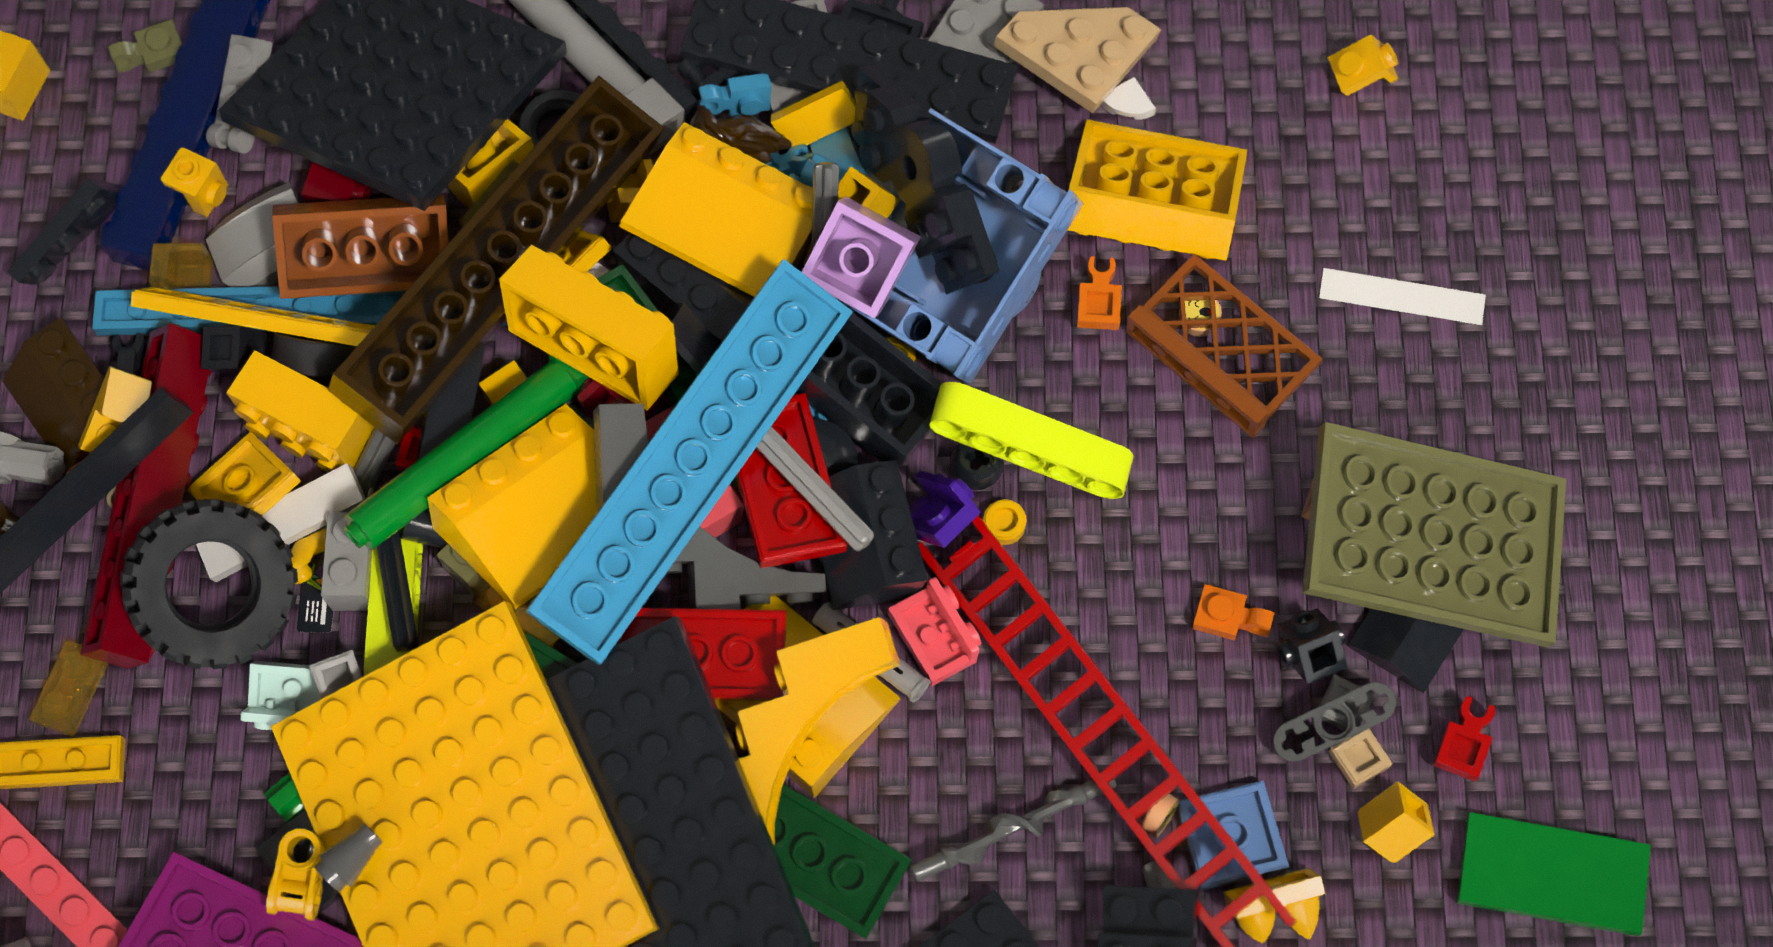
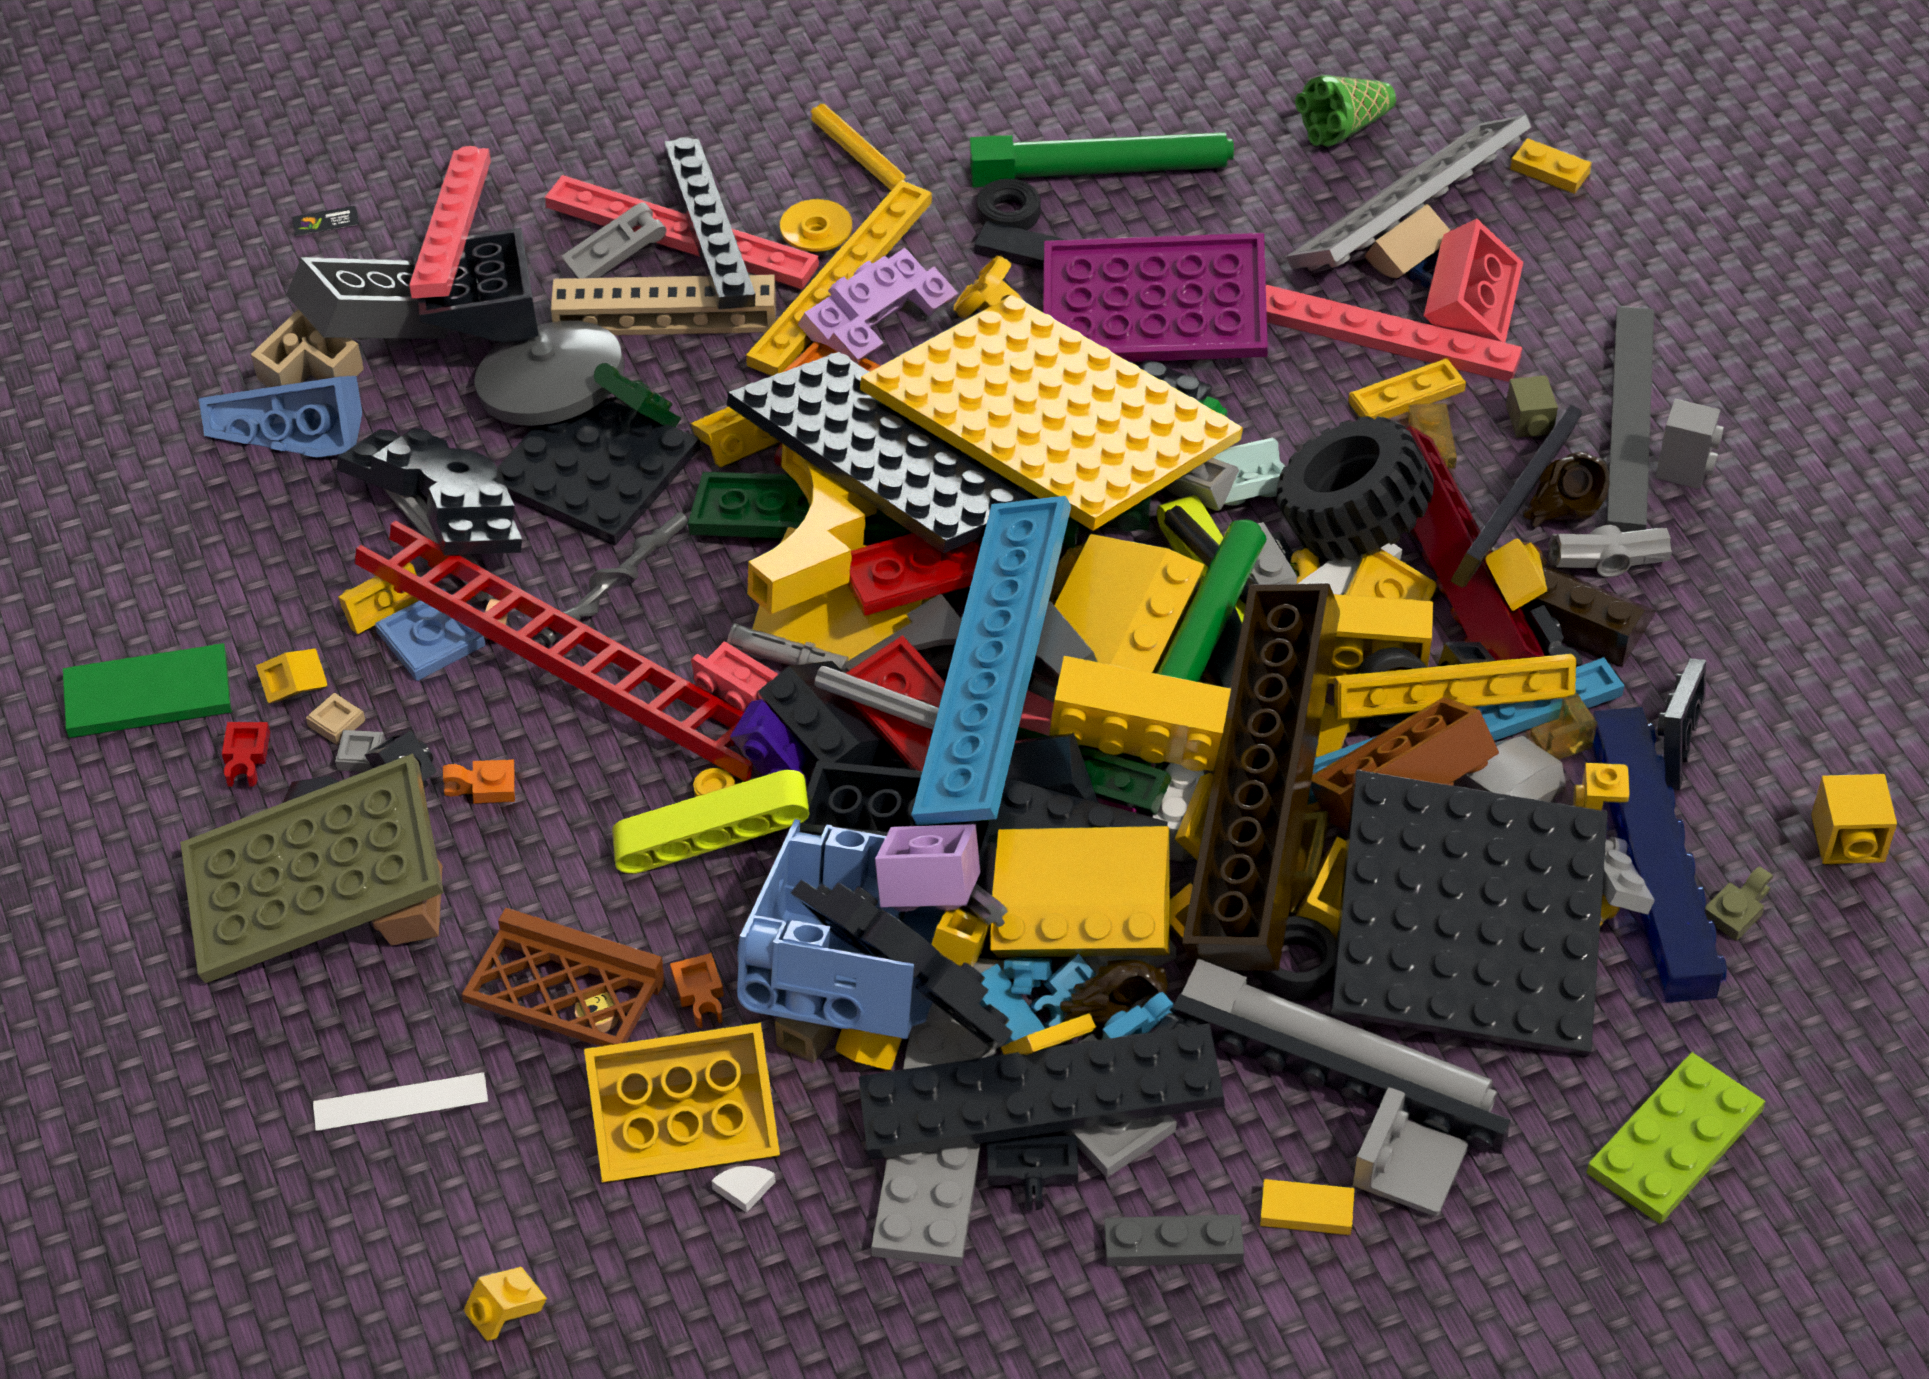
camera: 155 degrees right, 20 degrees down
(296, 878) = (1160, 355): yellow piece -> none
(346, 859) = (1123, 352): dark grey cone -> none
(1078, 49) = (811, 1201): tan plate -> none
(1369, 716) = (364, 721): dark grey beam -> none

